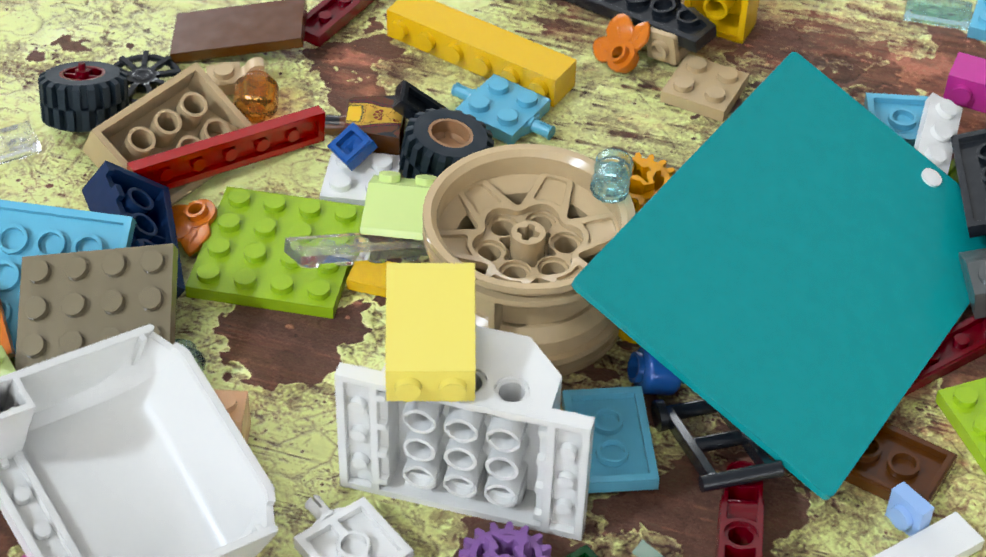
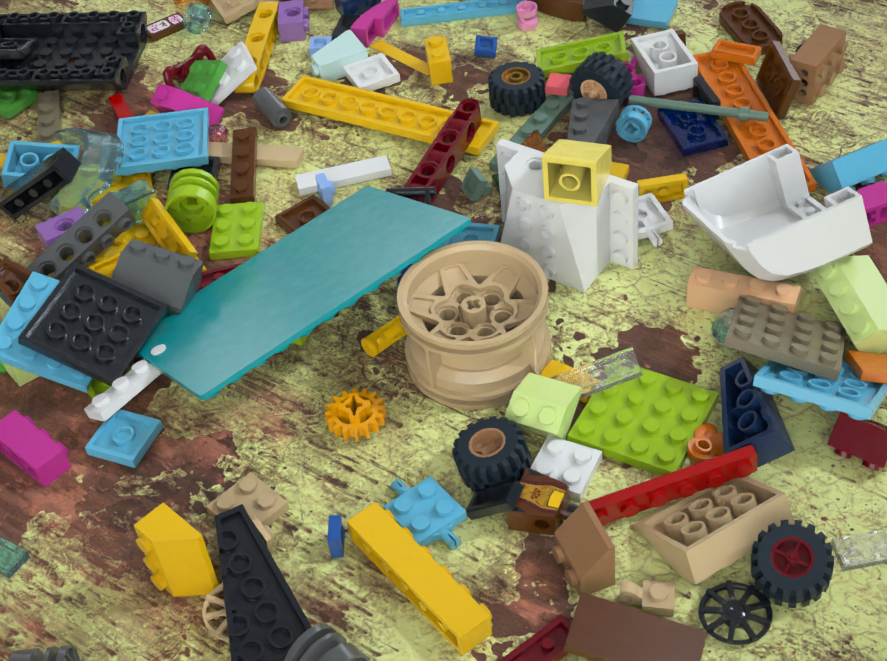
camera: 155 degrees left, 0 degrees up
(256, 96) = (634, 555): clear orange head -> none
(305, 80) = (585, 551): none -> medium nougat slope
(352, 146) = (566, 466): blue tile -> none
(586, 65) = (336, 536): none -> blue tile
(612, 175) = (405, 290): clear light blue wheel -> none
(621, 43) = (294, 549): orange plate -> none

